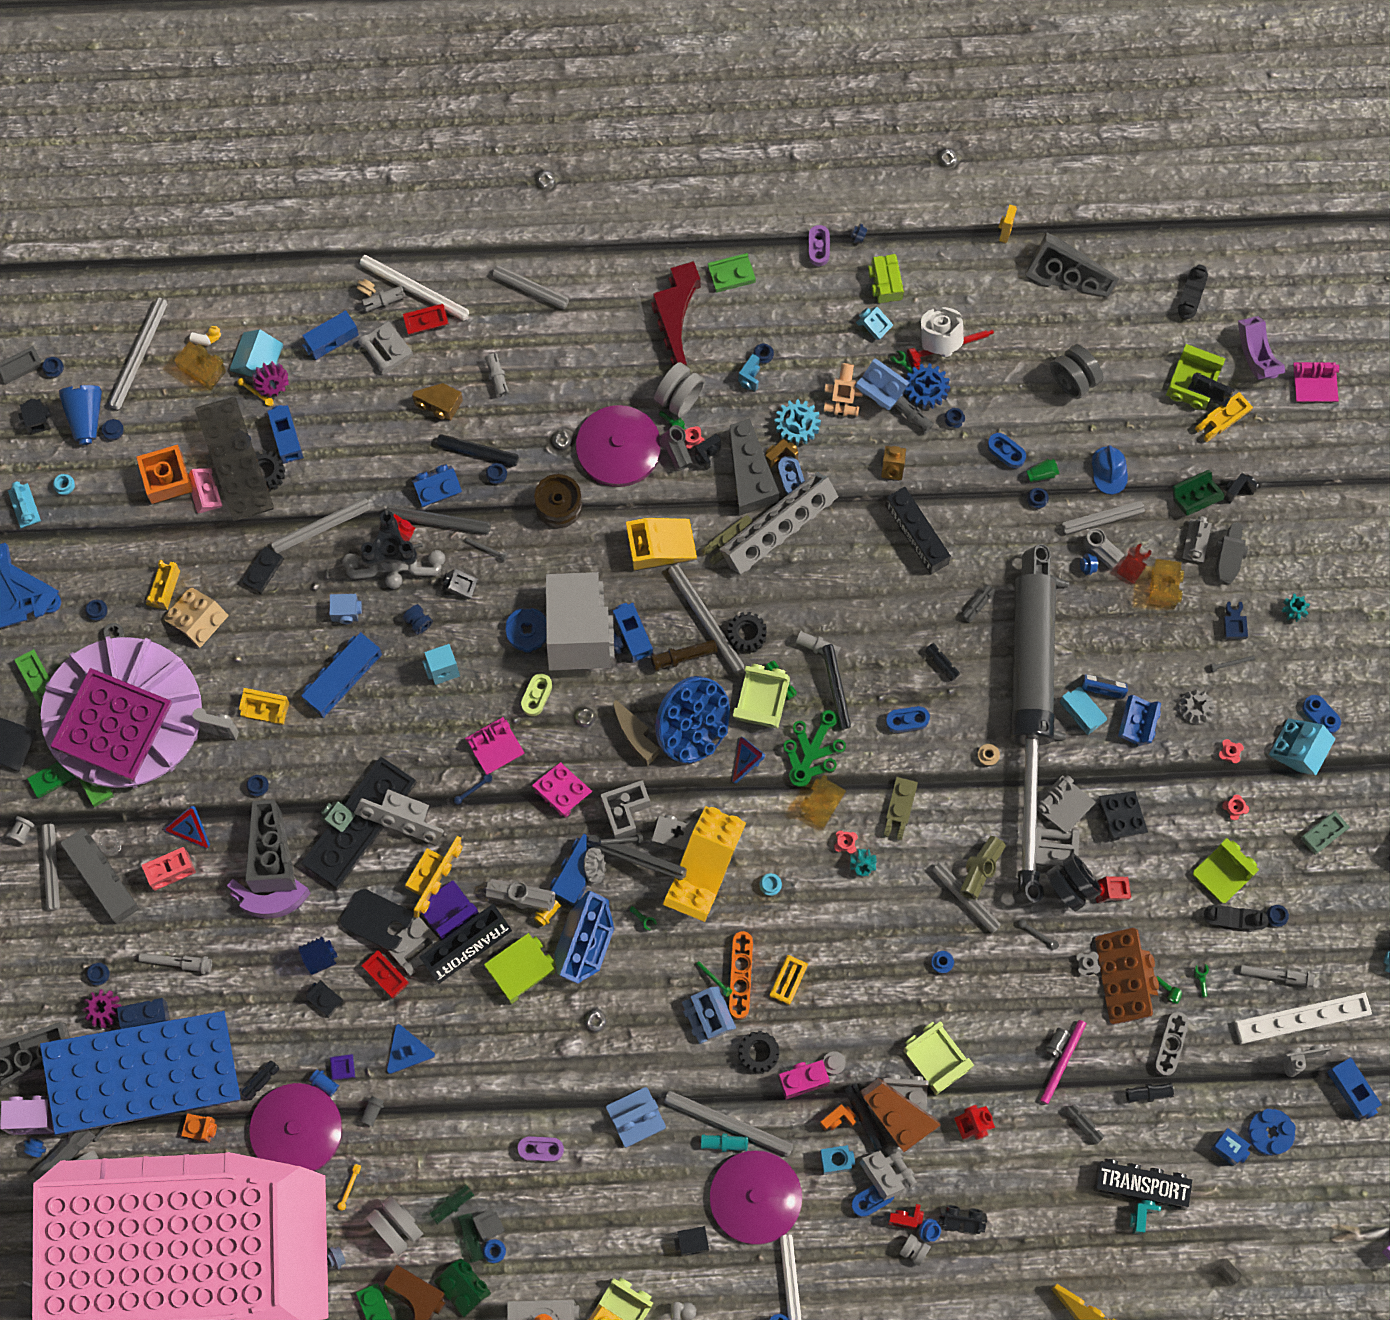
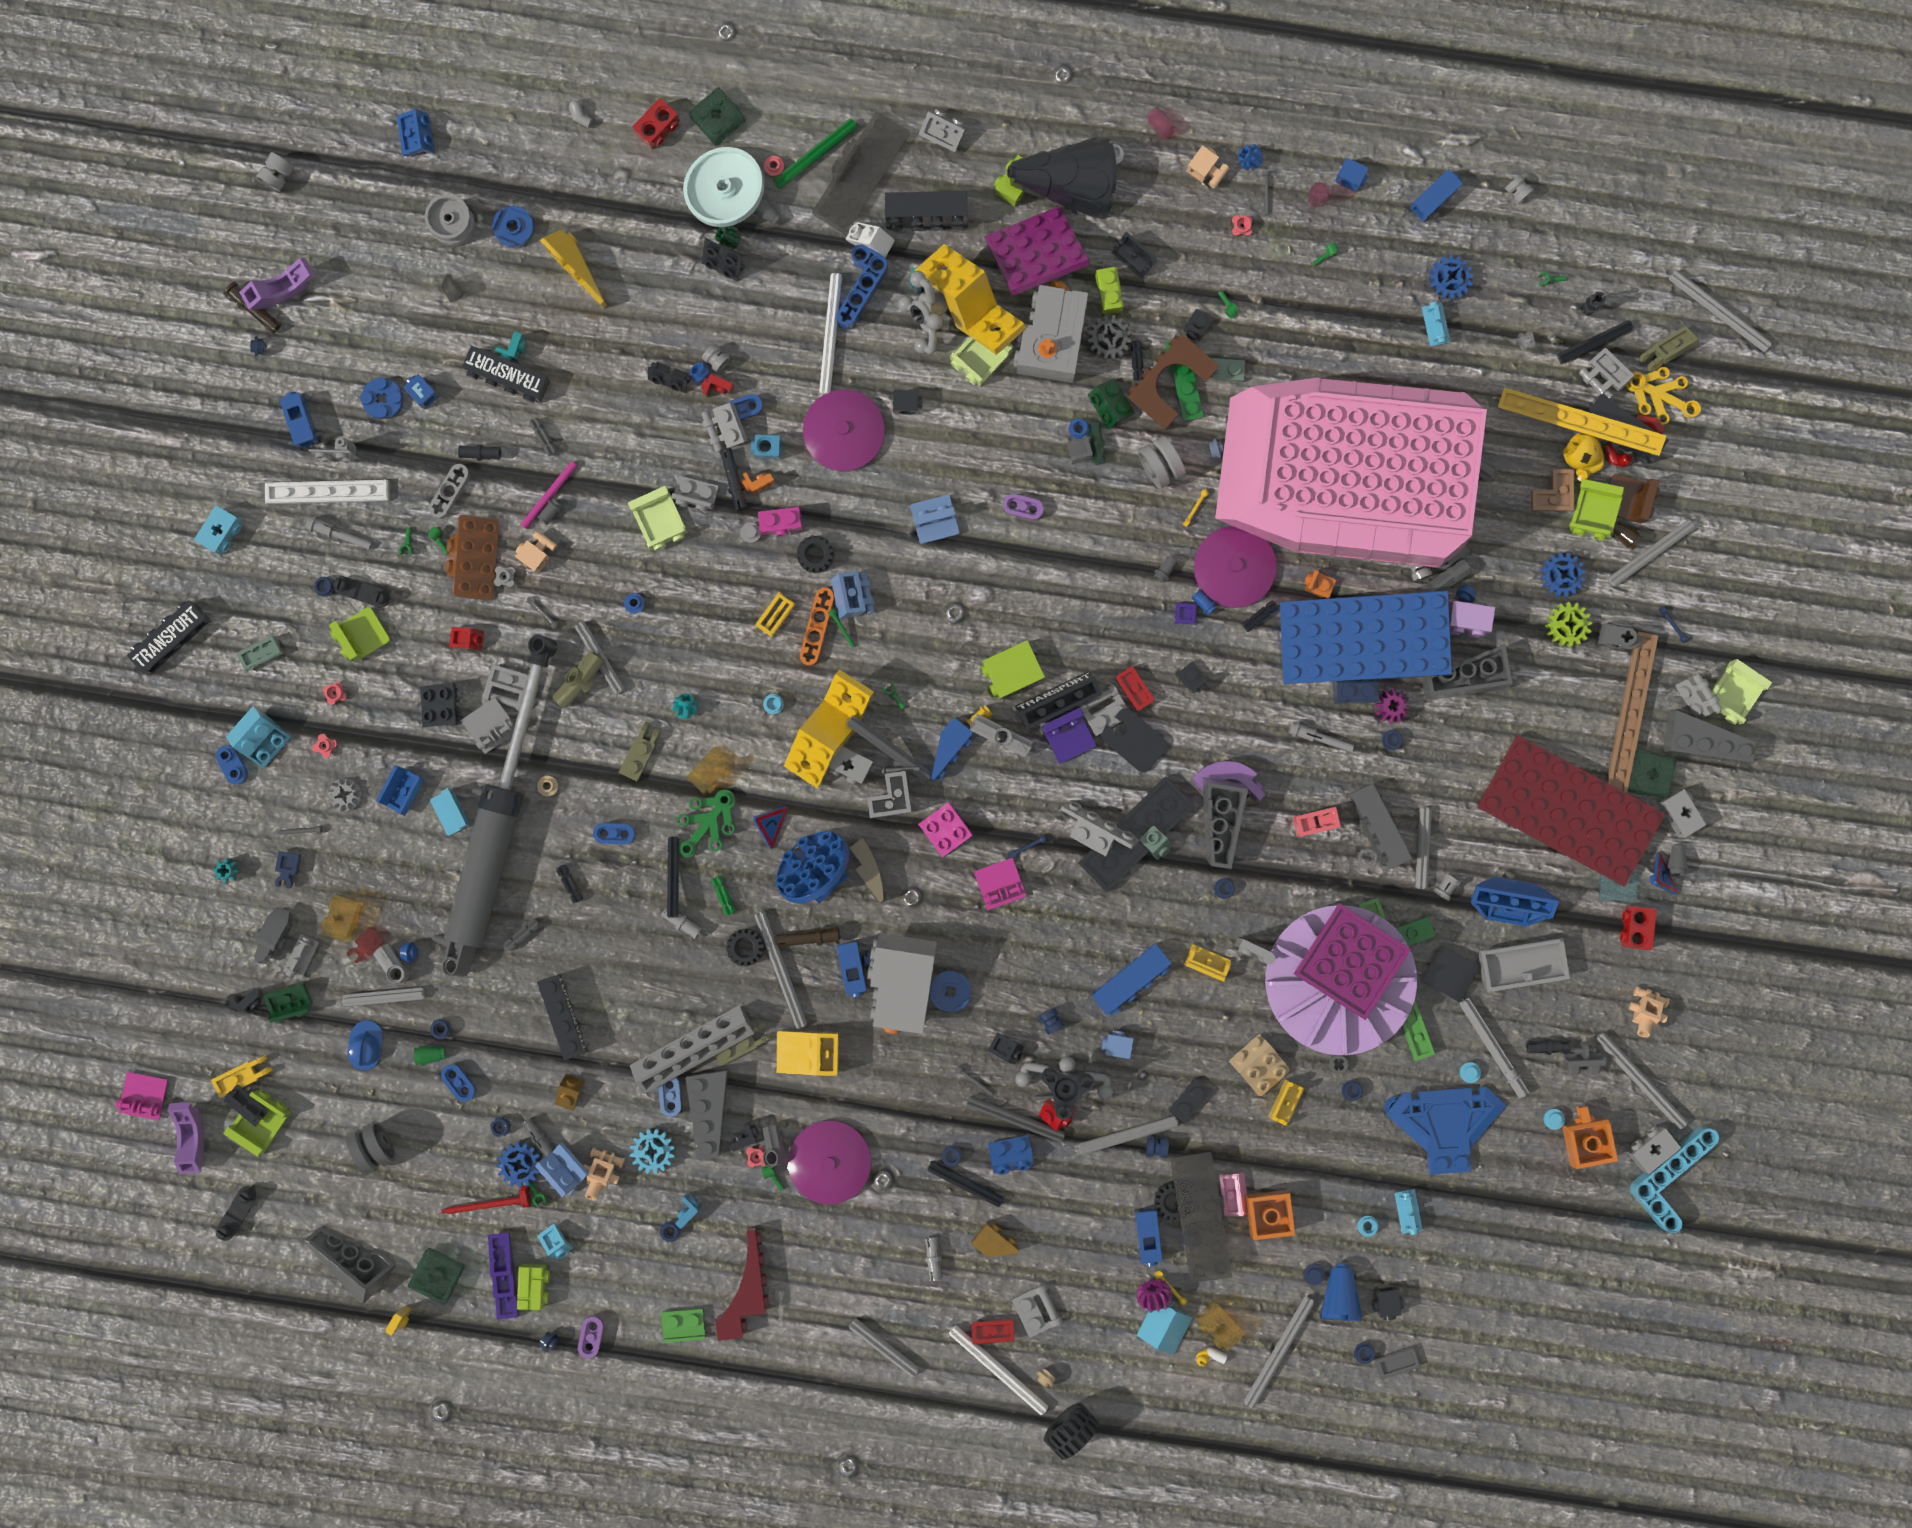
camera: 165 degrees left, 15 degrees up
(189, 827) = (1292, 859): piece -> none
(289, 518) = (1157, 1147): none -> dark blue wheel
(318, 955) = (1192, 714): clear blue brick -> none
(330, 335) = (1089, 1333): blue brick -> none
(332, 242) = (1071, 1431): none -> black tyre
(384, 298) = (1030, 1363): light grey pin -> none
(407, 1051) = (1126, 618): blue piece -> none
(428, 873) = (1080, 773): yellow bracket -> none
(441, 664) = (1036, 968): medium azure brick -> none
(451, 1204) = (1108, 475): clear green pin -> none
(536, 695) = (952, 924): yellowish green plate -> none
(558, 500) = (897, 1100): dark brown wheel -> none
(584, 938) = (951, 683): blue wedge -> none
(594, 865) = (928, 749): light grey gear -> none
(679, 389) = (761, 1207): light grey wheel -> none
(724, 1142) = (861, 481): teal pin -> none
(728, 1123) = (855, 498): light grey axle -> none
(762, 696) = (744, 880): yellowish green panel -> none
(776, 453) = (680, 1123): pearl gold bracket -> none
(841, 837) = (697, 735): coral plate -> none
(898, 1114) = (703, 471): dark orange wedge -> none
(916, 280) = (503, 1275): none -> dark purple slope
(942, 331) = (490, 1216): white brick -> none
(974, 1122) = (639, 454): red brick -> none
(978, 259) = (424, 1281): none -> clear green brick
(1062, 991) = (533, 555): none -> light nougat brick
(1074, 882) = (498, 646): black wheel -> none
(1104, 686) = (423, 831): blue slope -> none

